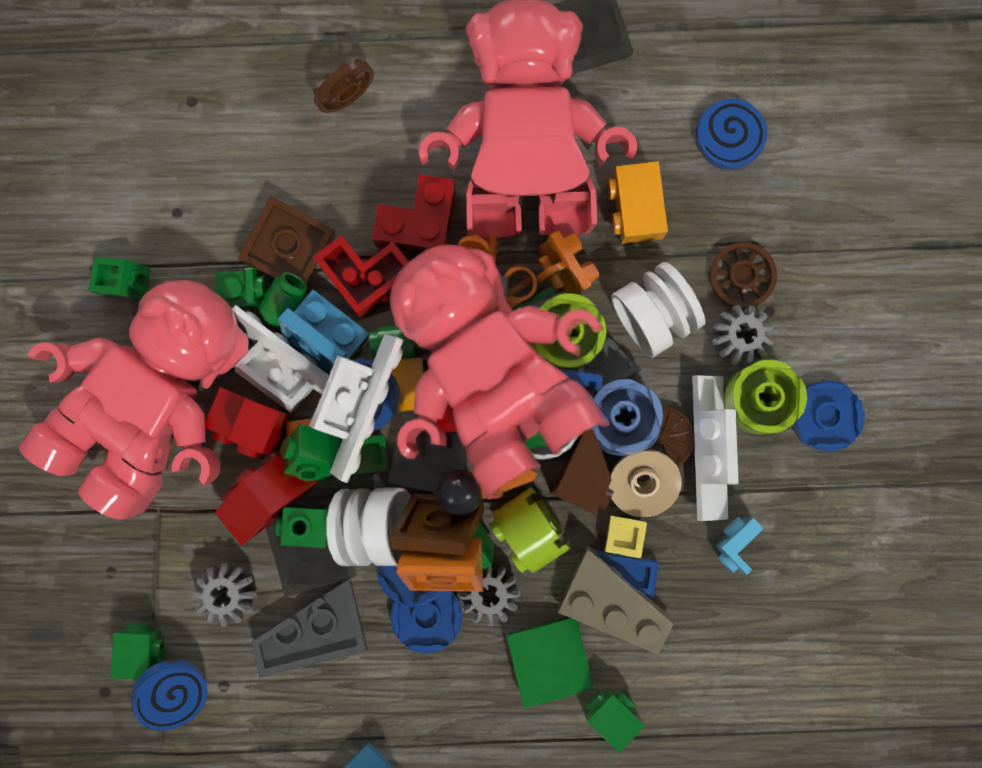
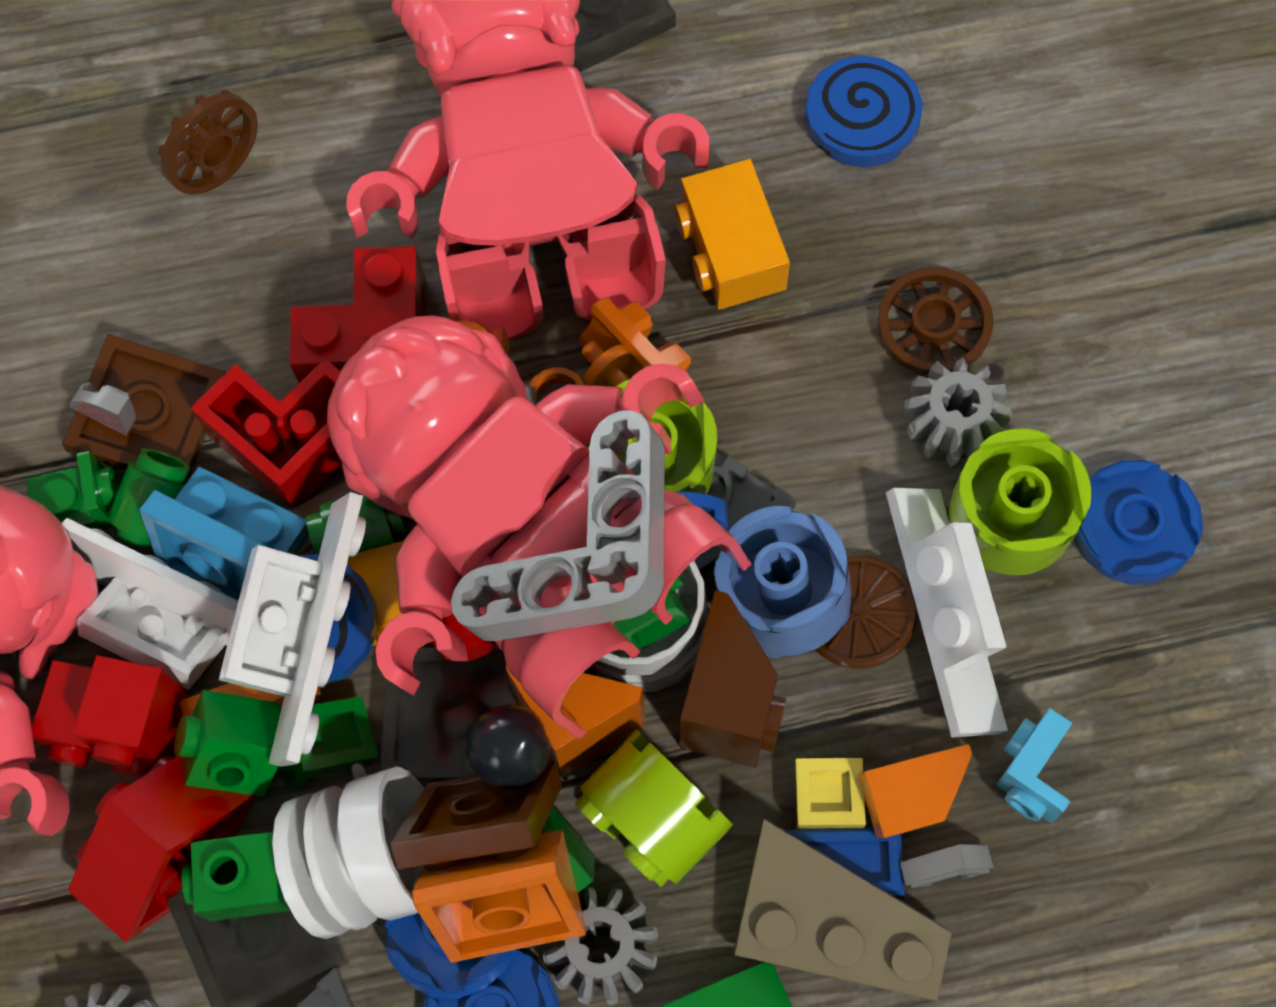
camera: 10 degrees left, 15 degrees down
(263, 242) = (107, 406): none -> light grey tile
(534, 421) = (607, 550): none -> light grey beam
(646, 497) = (866, 712): tan dish -> none
(664, 305) = (801, 390): white wheel -> none
(672, 545) = (913, 790): none -> orange slope
(679, 586) = (947, 863): none -> light grey tile

